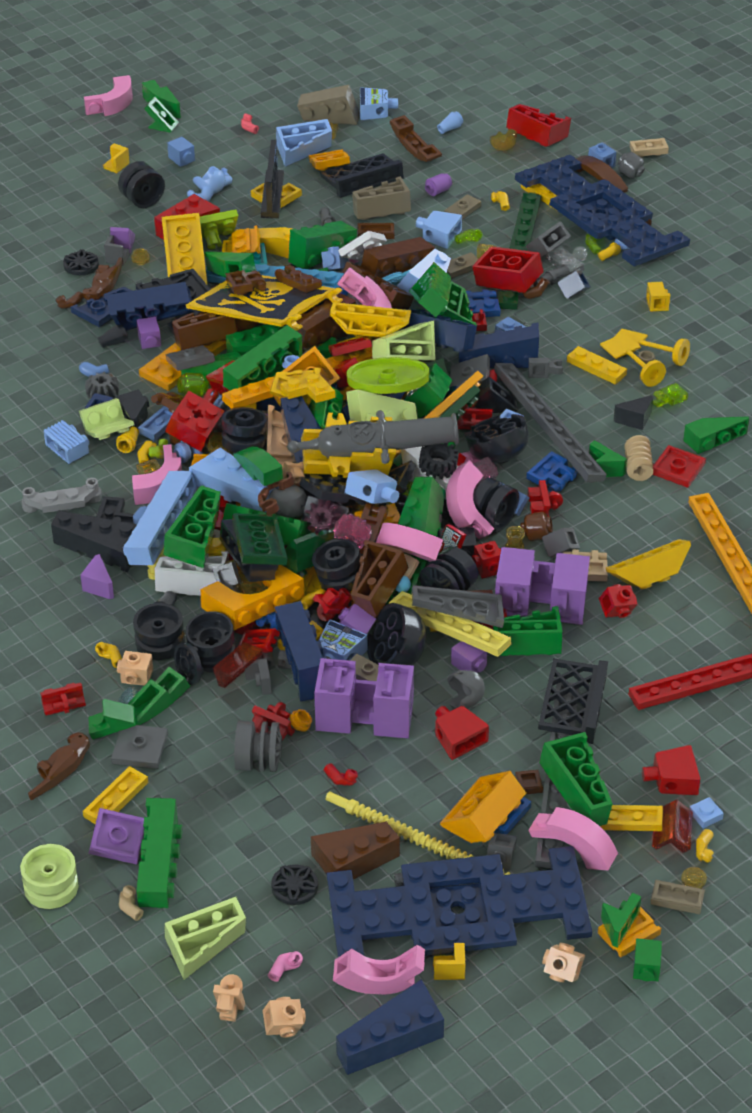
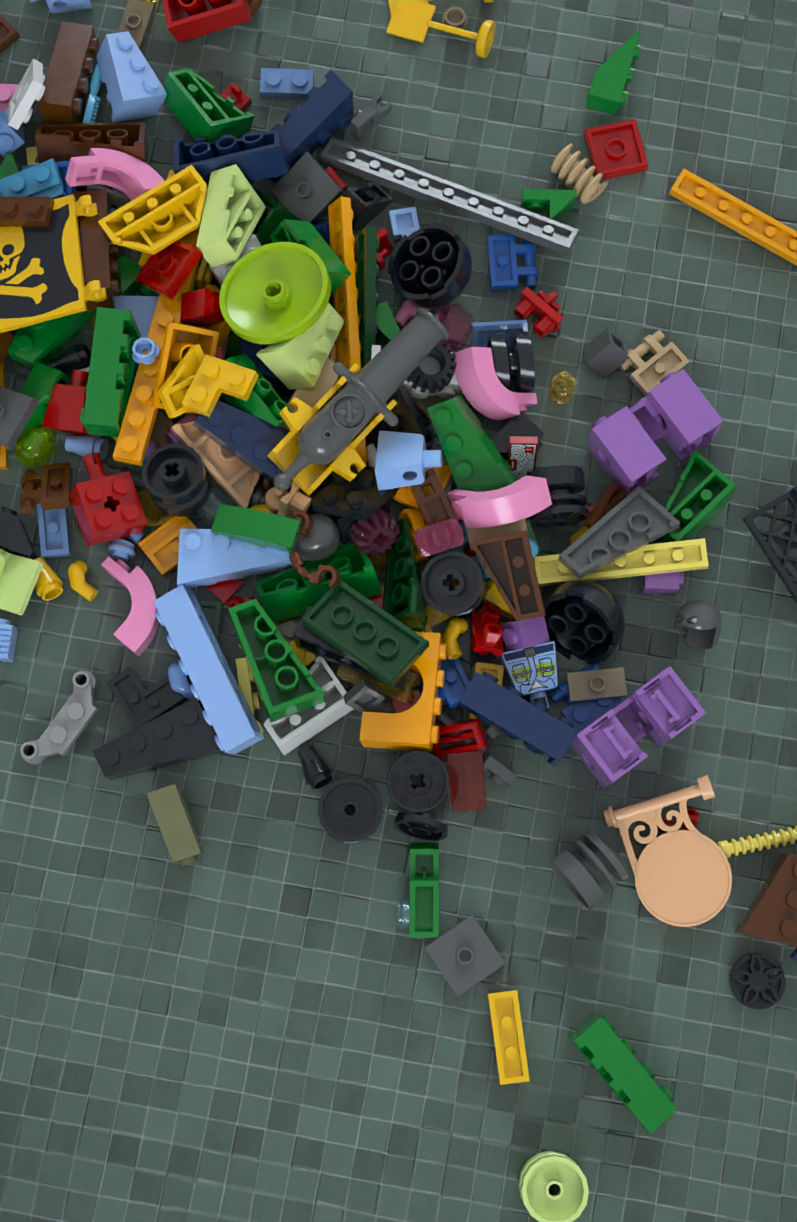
camera: 45 degrees left, 35 degrees up
(61, 764) = (419, 1043): reddish brown animal -> none
(62, 570) = (176, 824): none -> olive slope
(62, 699) = (343, 974): red hips -> none
(96, 579) = (214, 794): medium lavender slope -> none
(109, 652) = (320, 870): yellow arm -> none
(114, 718) = (415, 955): green slope -> none
(117, 836) = (559, 1081): medium lavender tile -> none
(127, 903) = (639, 1141): tan arm -> none
(135, 668) = (381, 867): light nougat brick -> none
(148, 467) = (113, 603): clear yellow plate -> none
(158, 451) = (94, 562): lime arm -> none
(204, 934) = (749, 1118): yellowish green wedge -> none
(273, 714) = (560, 814): red hips -> none
(300, 720) = (583, 792): light orange plate -> none
(317, 794) = (680, 873): none -> light nougat piece
(433, 290) = (179, 113): green wedge -> none
(460, 730) = (734, 676): red torso -> none
(487, 558) = (558, 443): red brick -> none
(490, 306) = (221, 68): blue plate -> none
(508, 300) = (234, 41): dark green plate -> none
(537, 525) = (566, 351): reddish brown head -> none
(596, 365) = (412, 67): yellow plate -> none
(618, 601) = (732, 389): red brick -> none
(634, 412) = (518, 110): black slope -> none
(652, 565) = (716, 314): yellow wedge -> none
(670, 394) = (522, 53): clear neon green plate -> none

